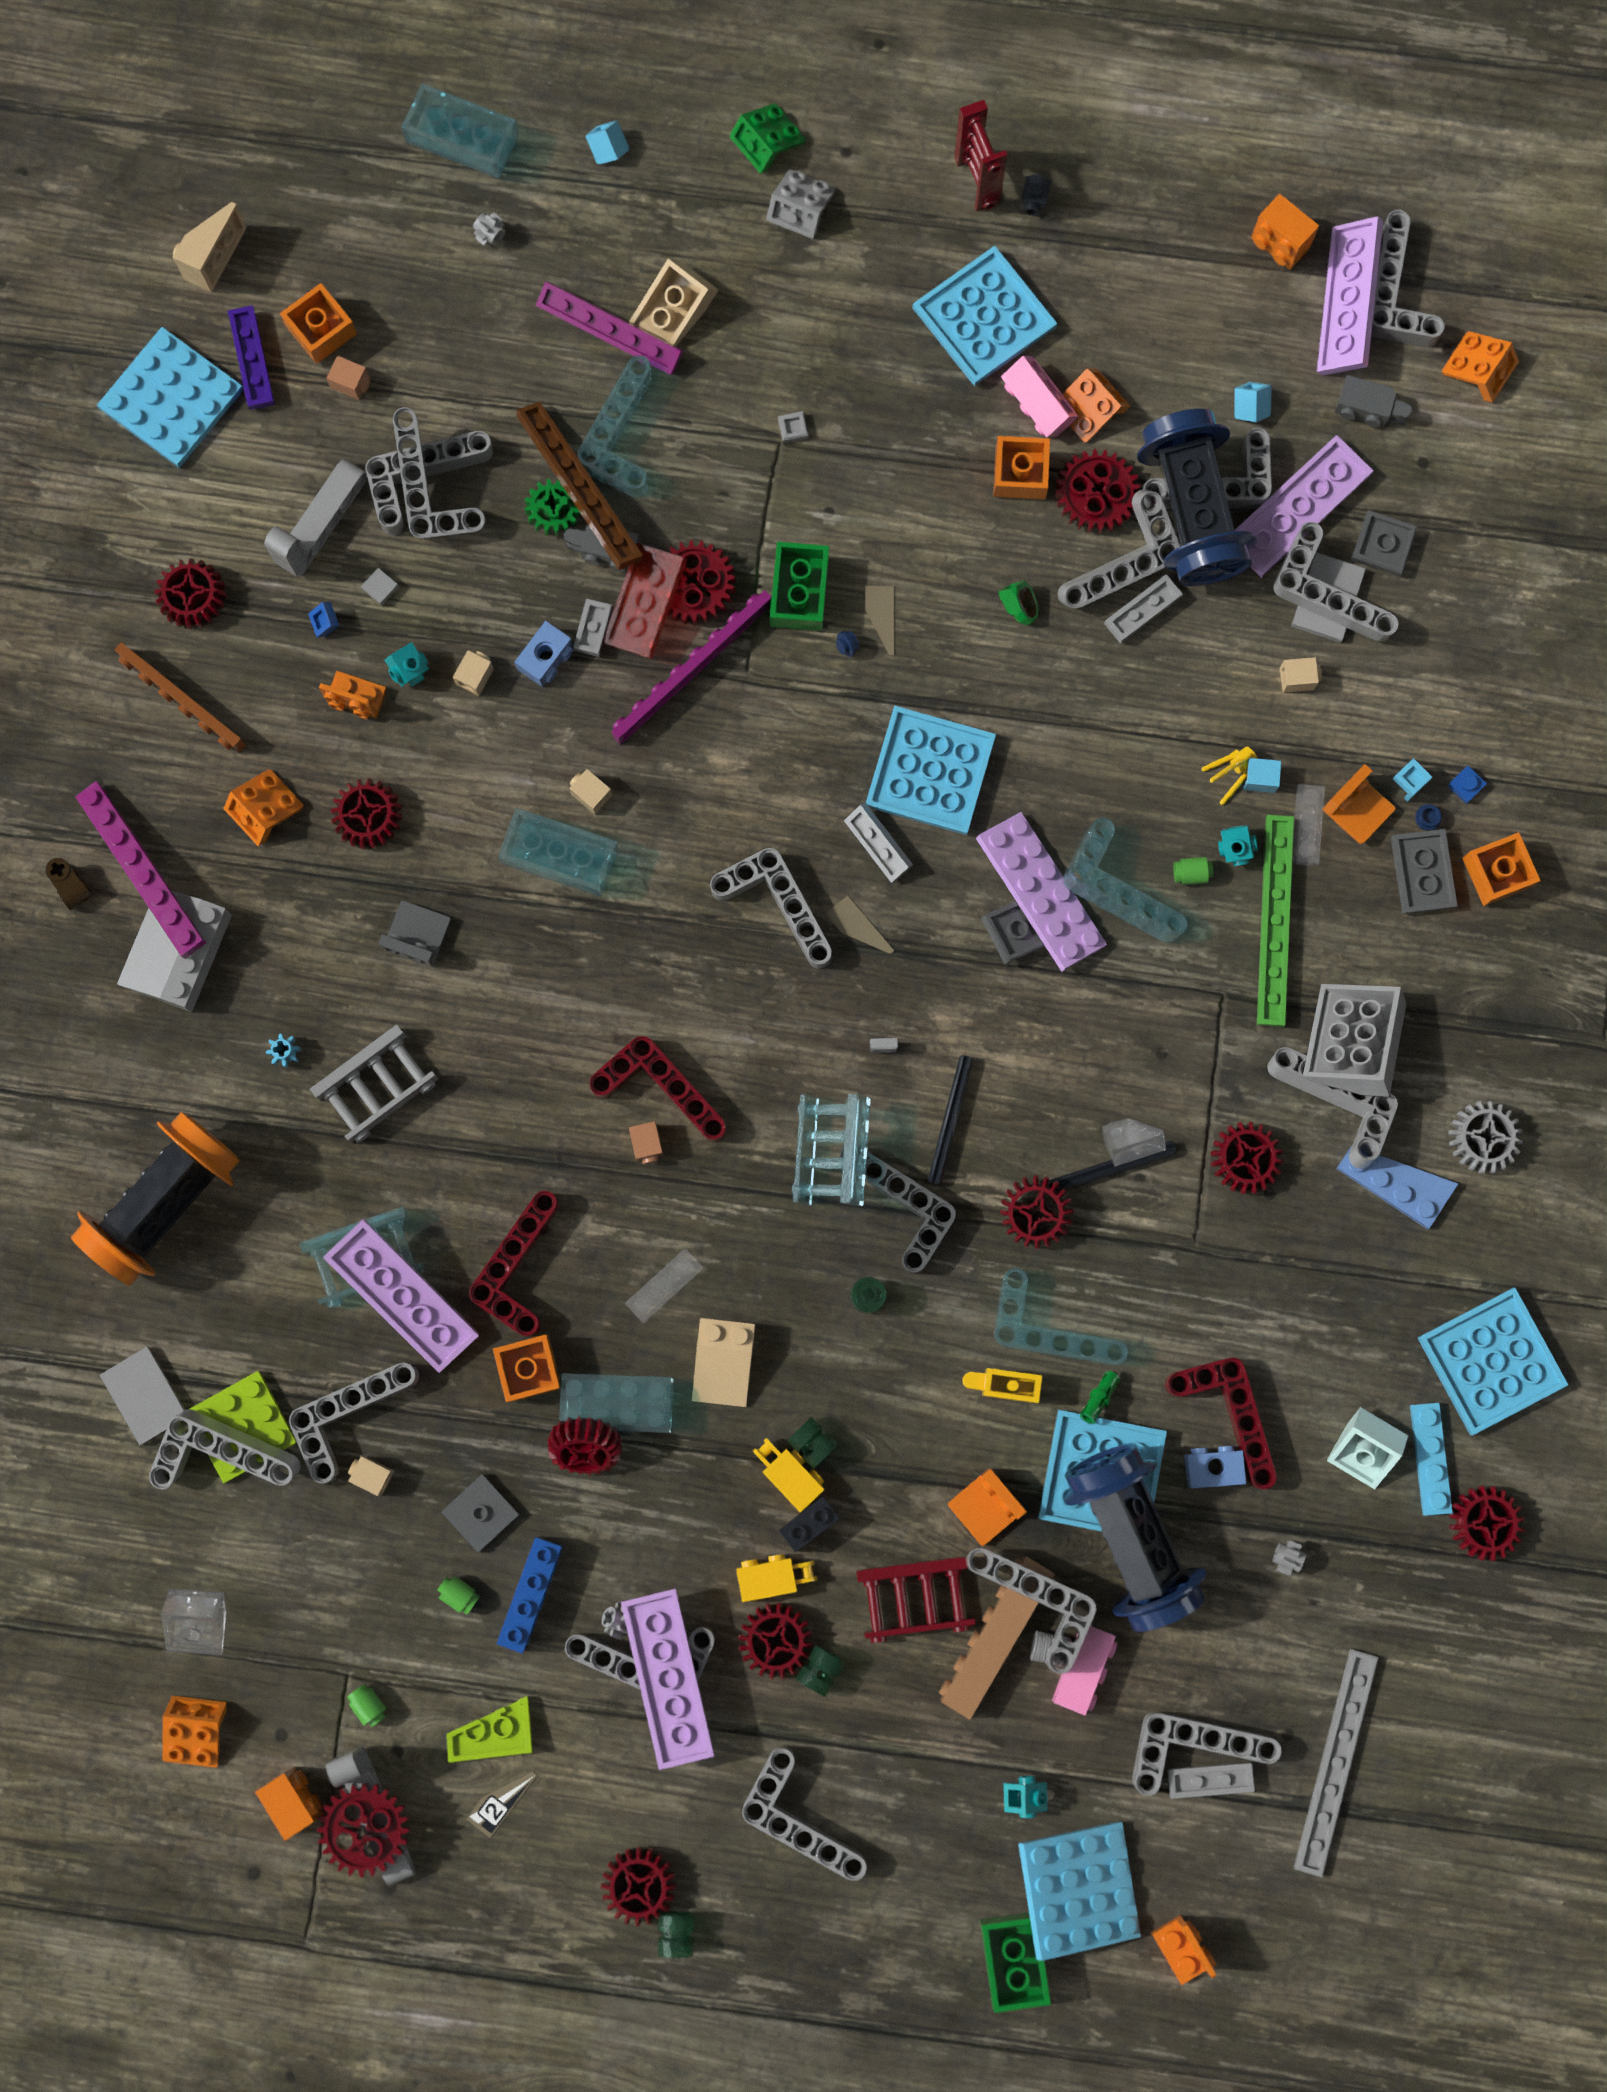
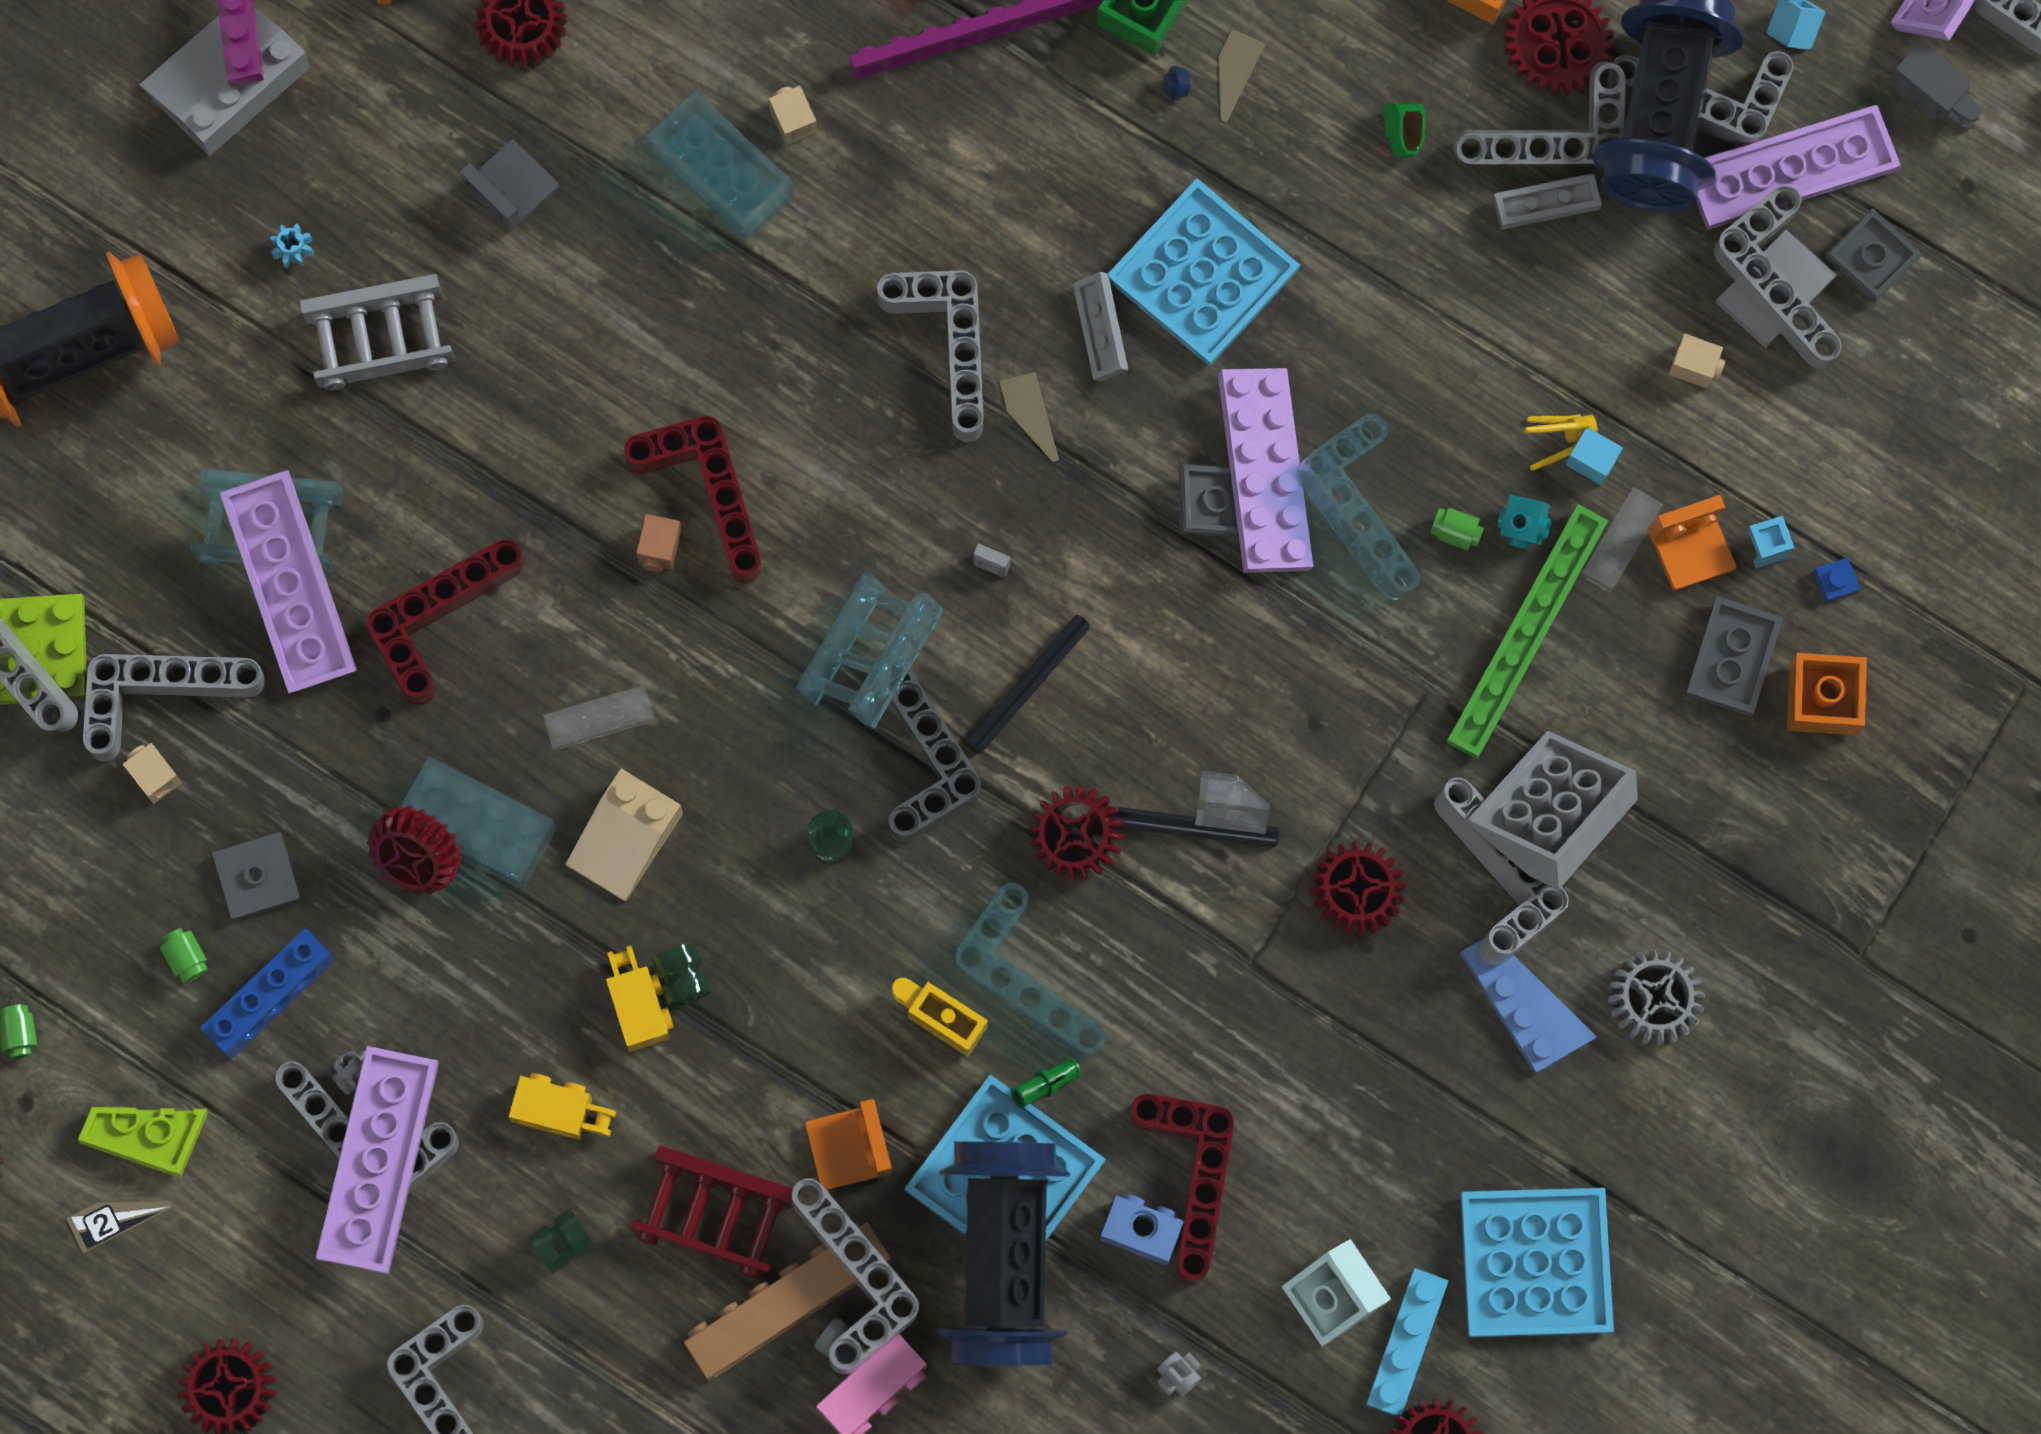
camera: 20 degrees right, 5 degrees down
(527, 1368) = (392, 734): orange brick -> none
(796, 1650) = (538, 1171): dark red gear -> none
(808, 1524) = (631, 1067): black brick -> none
(1428, 817) = (1771, 596): dark blue plate -> none

